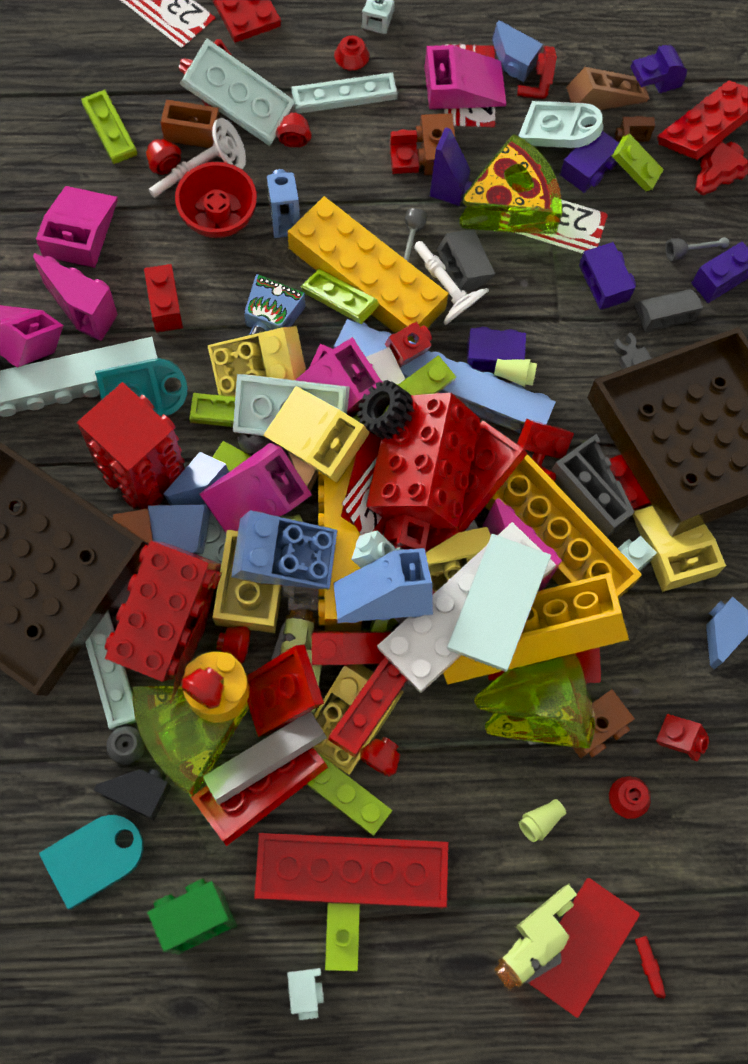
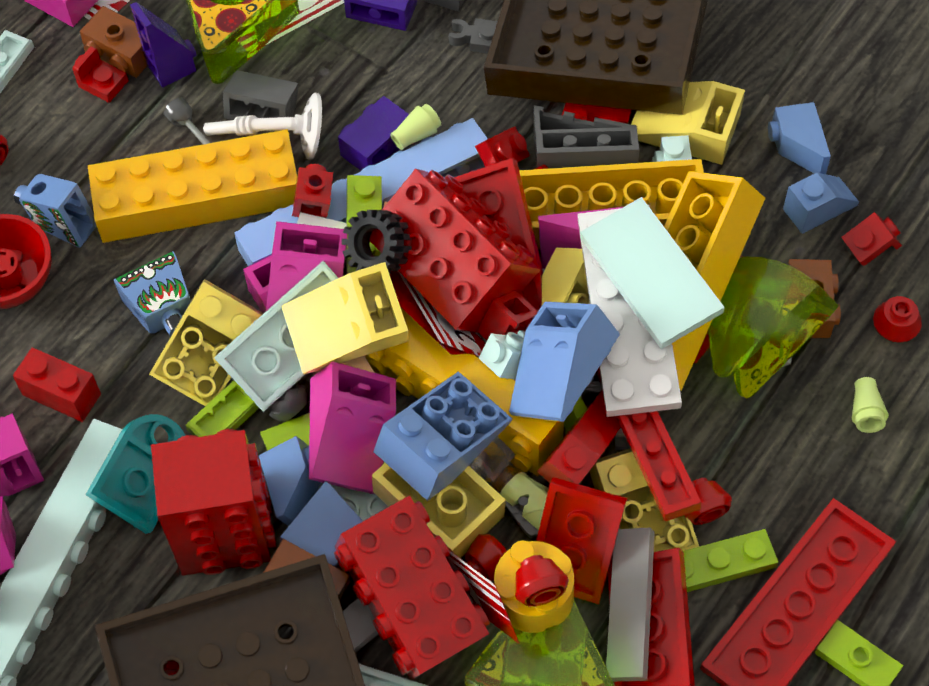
camera: 45 degrees left, 10 degrees down
(340, 296) = (202, 225): lime tile -> none
(685, 678) = (817, 200): none -> medium blue slope

